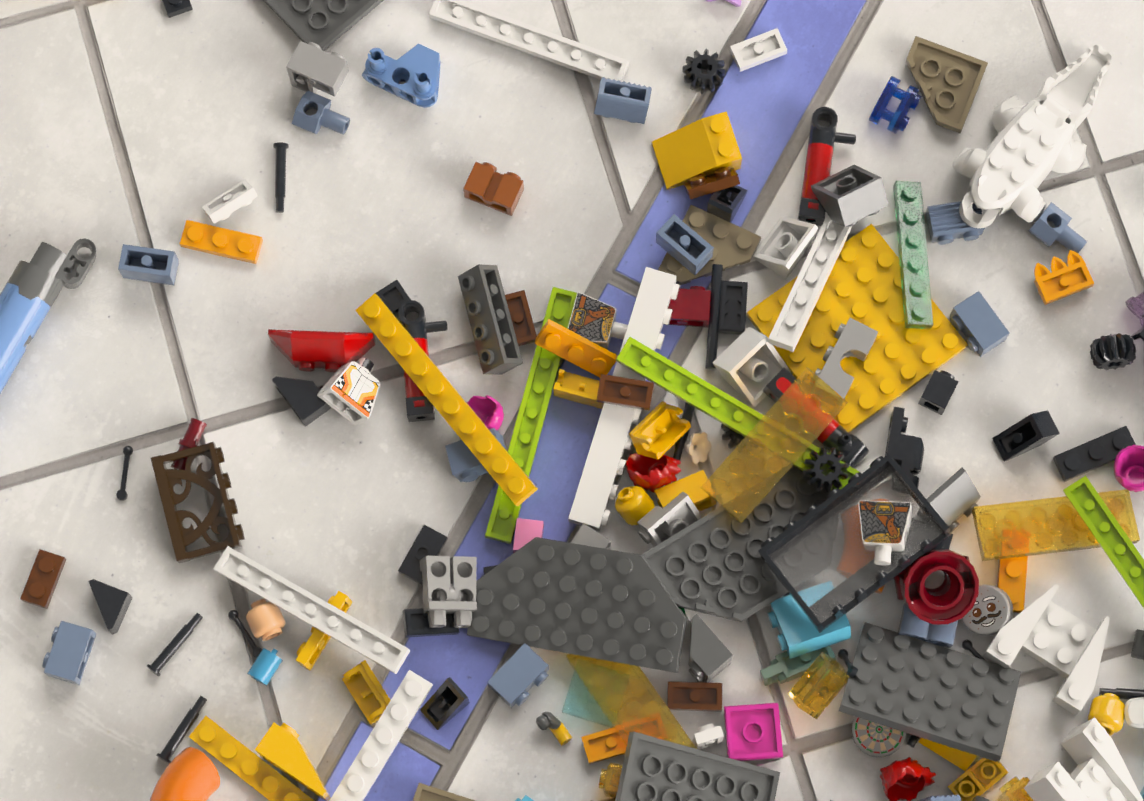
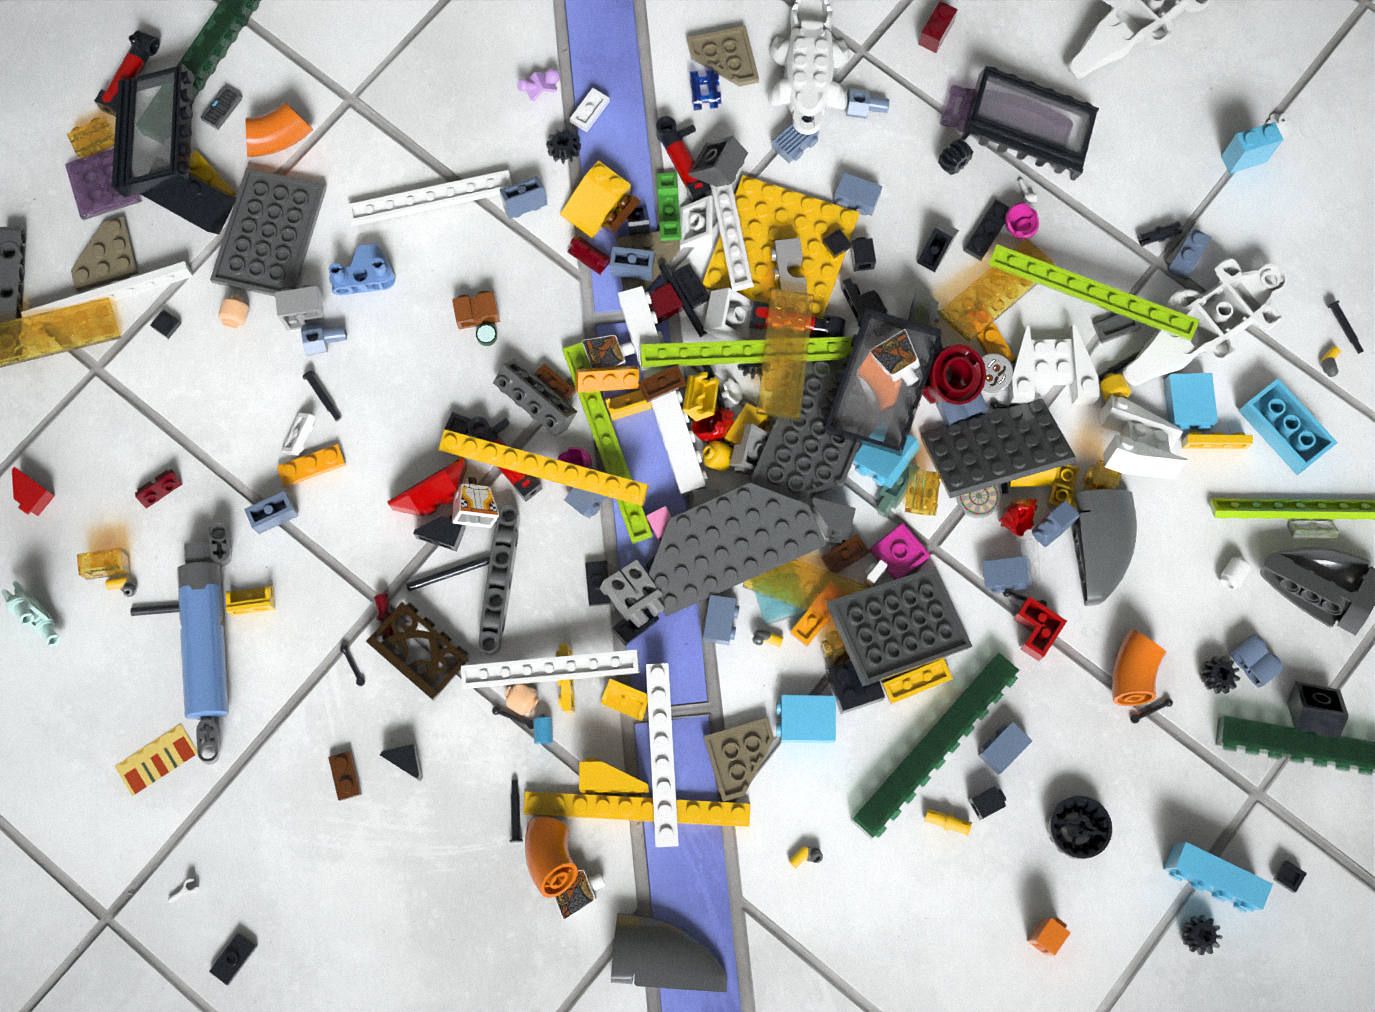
camera: 35 degrees left, 0 degrees up
(47, 166) = (153, 492): none -> dark red hinge
(69, 652) = (399, 813): sand blue brick -> none
(70, 340) = (250, 600): none -> yellow hinge
(174, 645) = (469, 759): black piece -> none
(250, 31) = (233, 311): none -> light nougat head
(282, 443) = (448, 573): none -> black bar
(326, 484) = (499, 580): none -> dark grey beam
(445, 703) = (683, 671): black slope -> none
(487, 221) = (486, 334): none -> tile
(650, 204) = (589, 255): none -> dark red hinge
(768, 208) = (668, 206): none -> bright green slope
(818, 461) = (824, 353): black gear -> none
(843, 654) = (939, 466): black hinge -> none
(913, 255) = (784, 177): clear green plate -> none
(917, 362) = (836, 243): none -> black plate
(1064, 279) = (890, 132): light orange plate -> none

